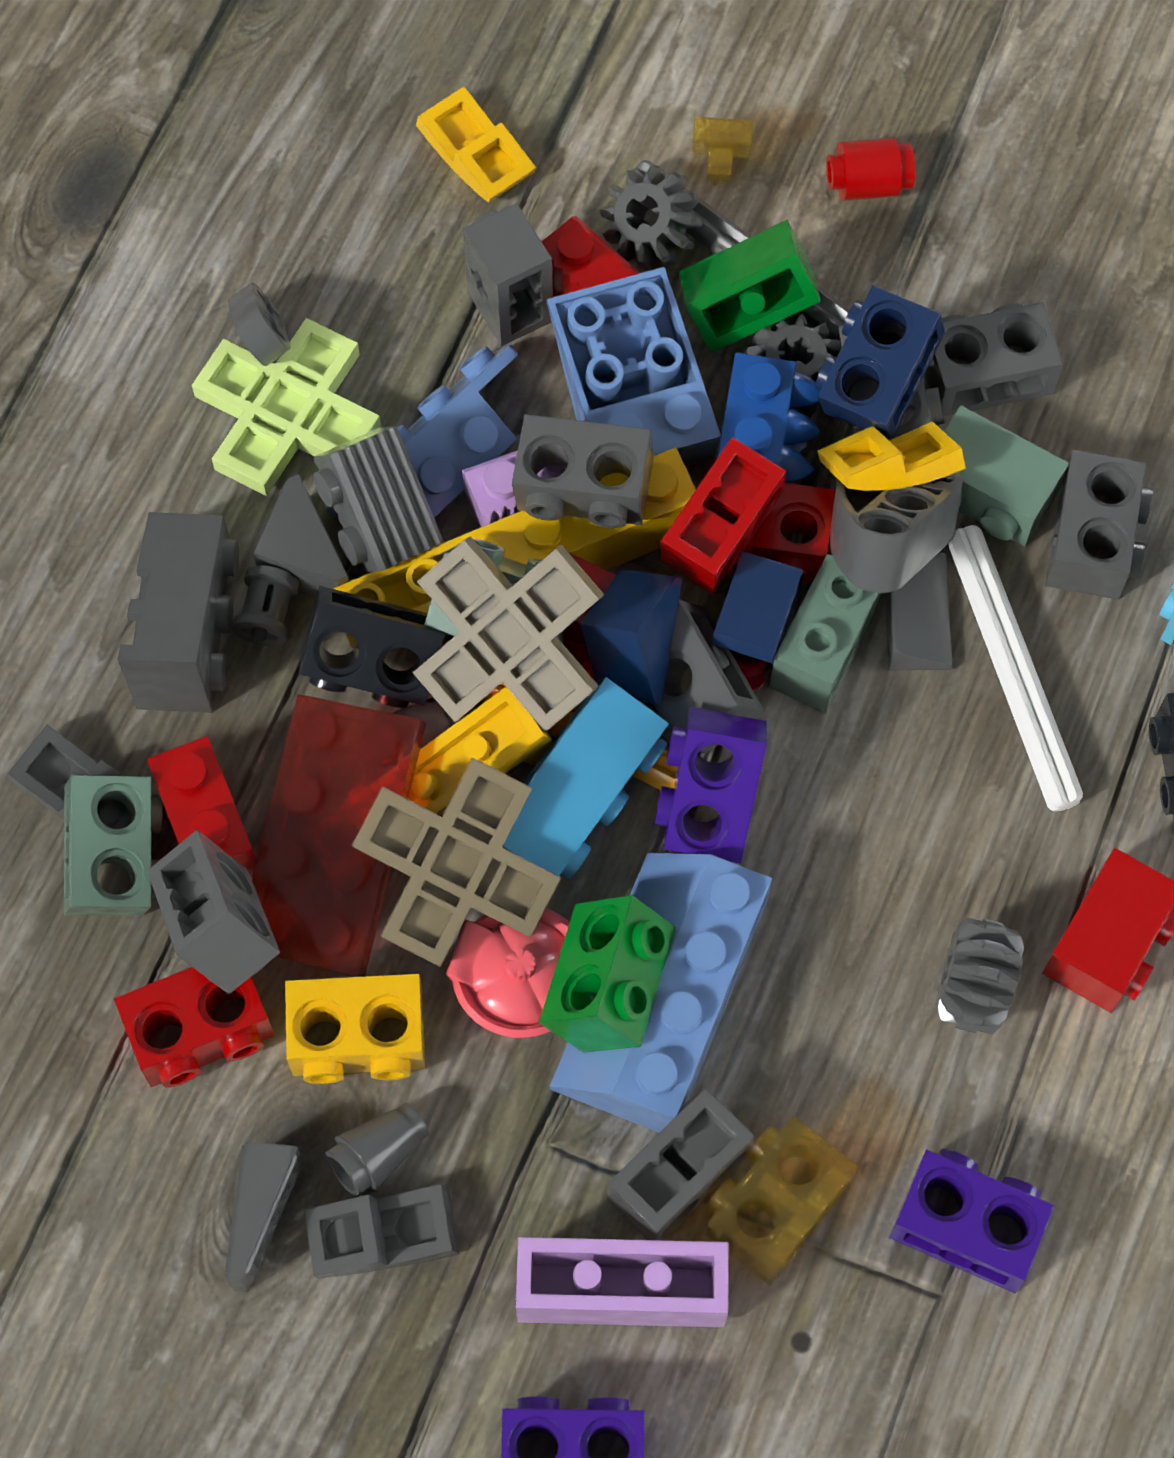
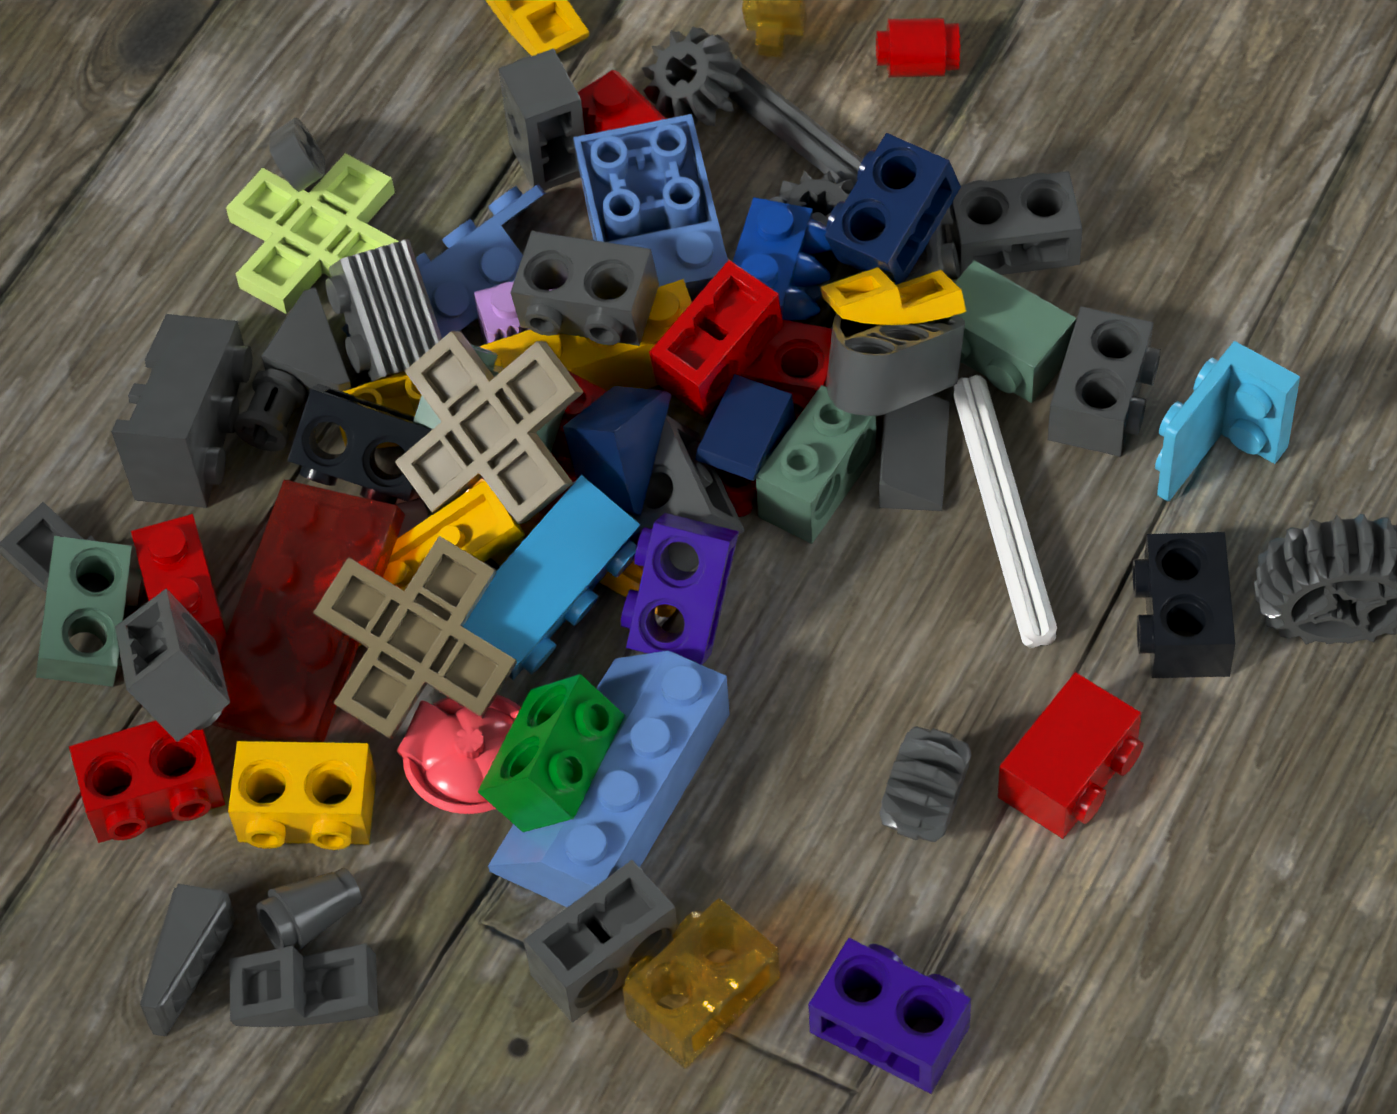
camera: 10 degrees right, 10 degrees down
(622, 1282) = (529, 1041): lavender brick -> none
(749, 286) = (778, 142): green brick -> none

